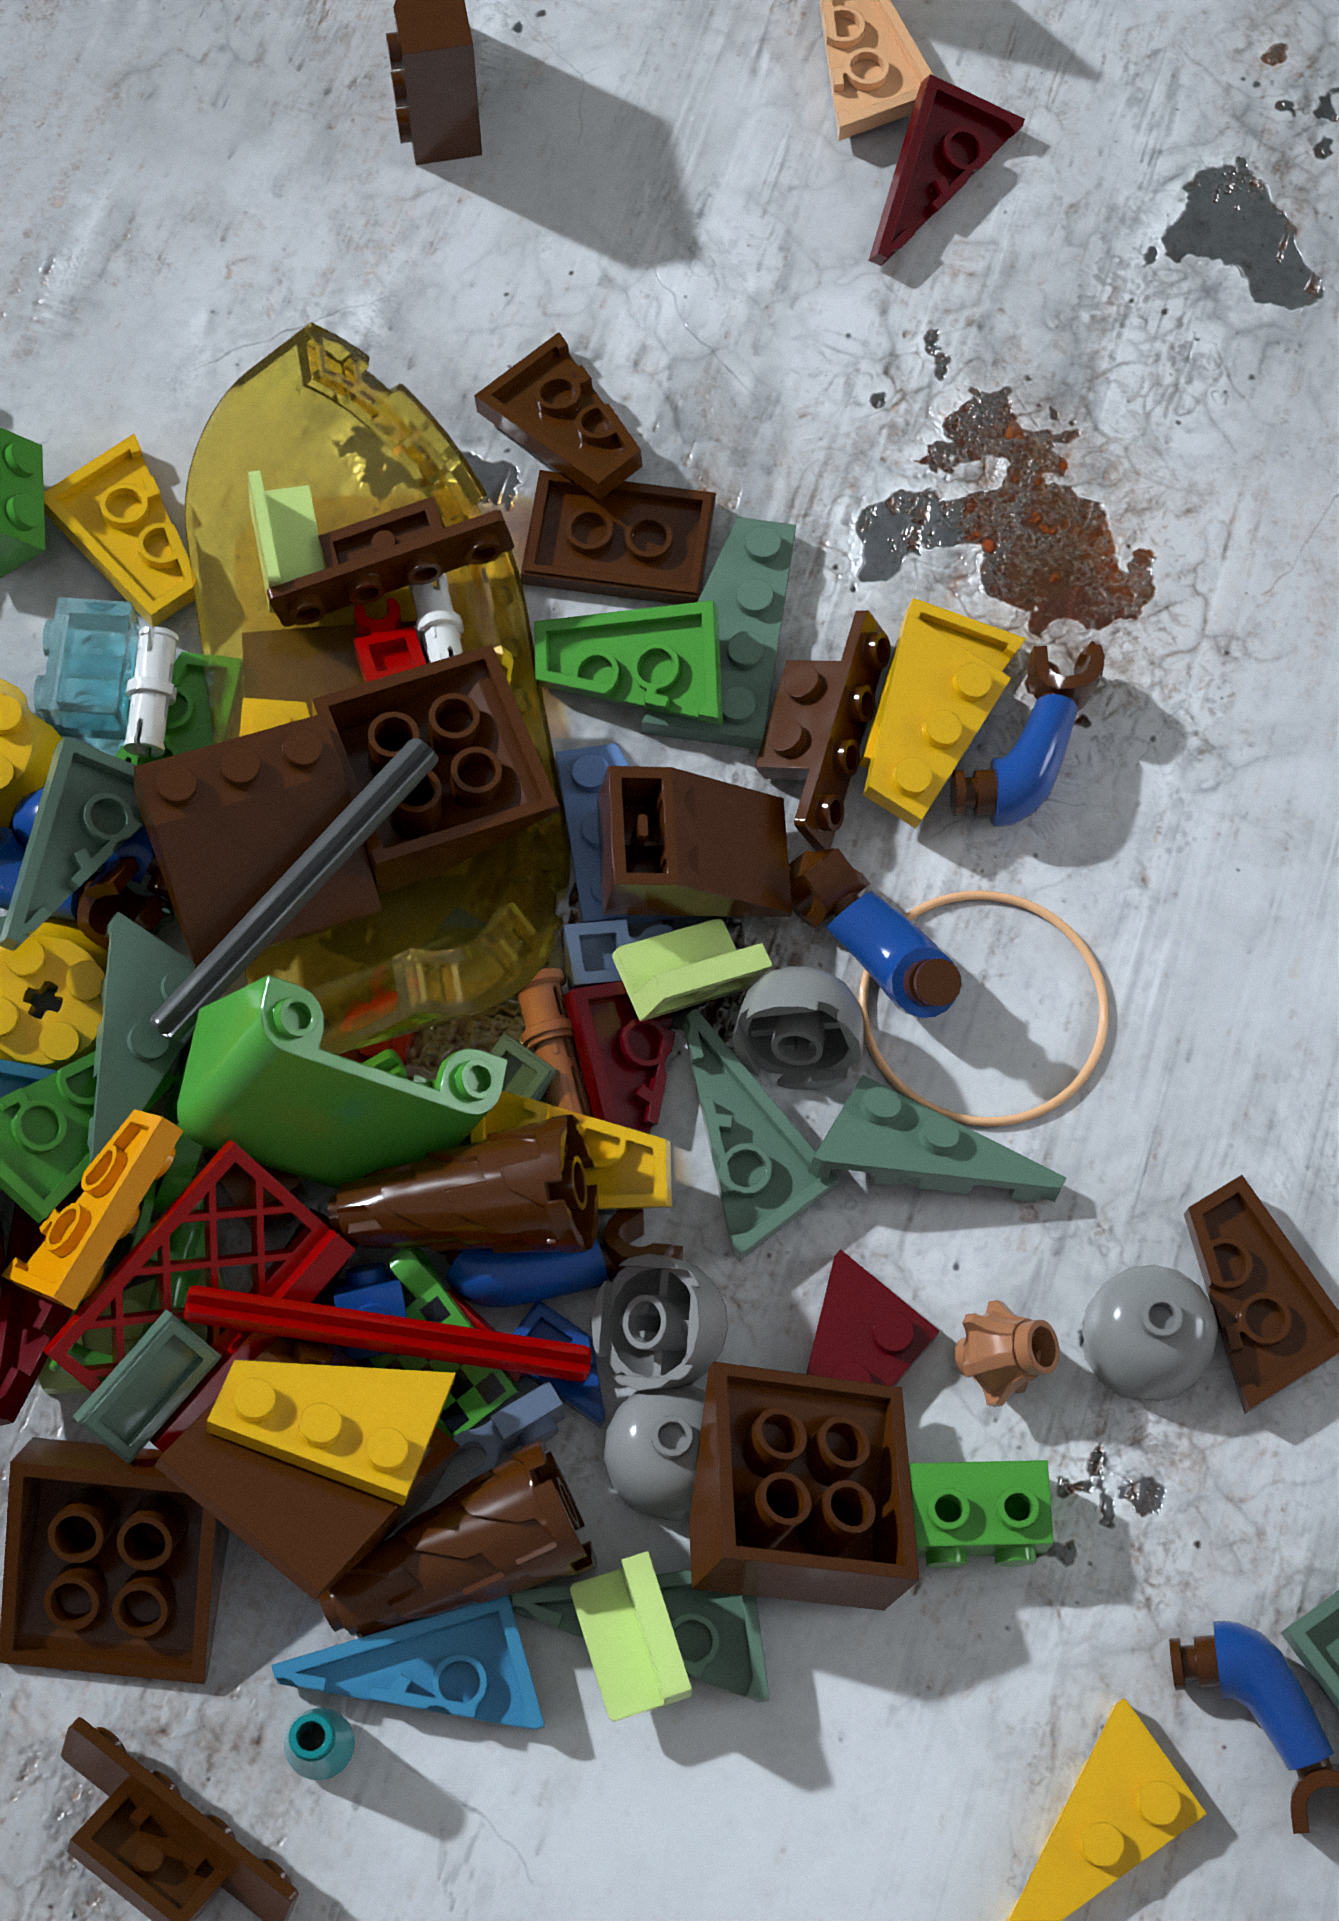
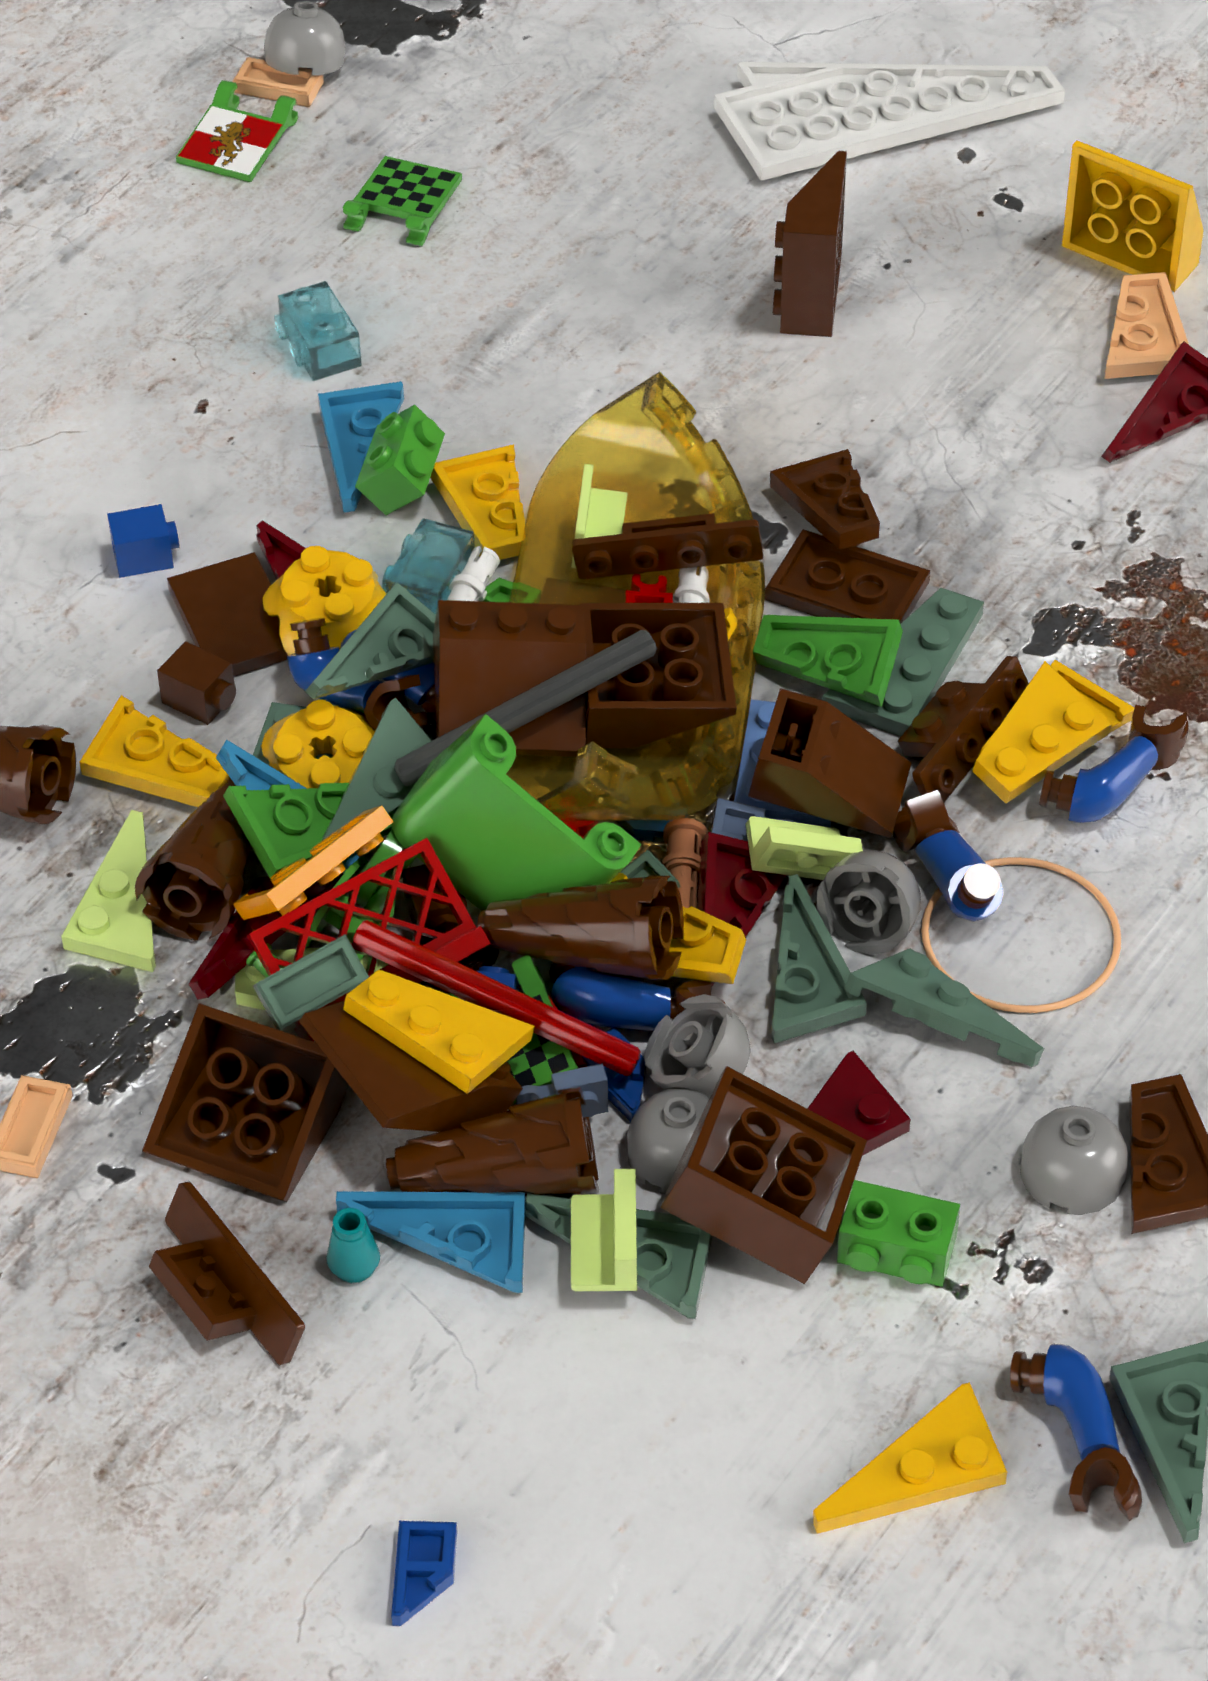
camera: 20 degrees right, 20 degrees down
(1005, 1351) = (954, 1137): nougat rock -> none

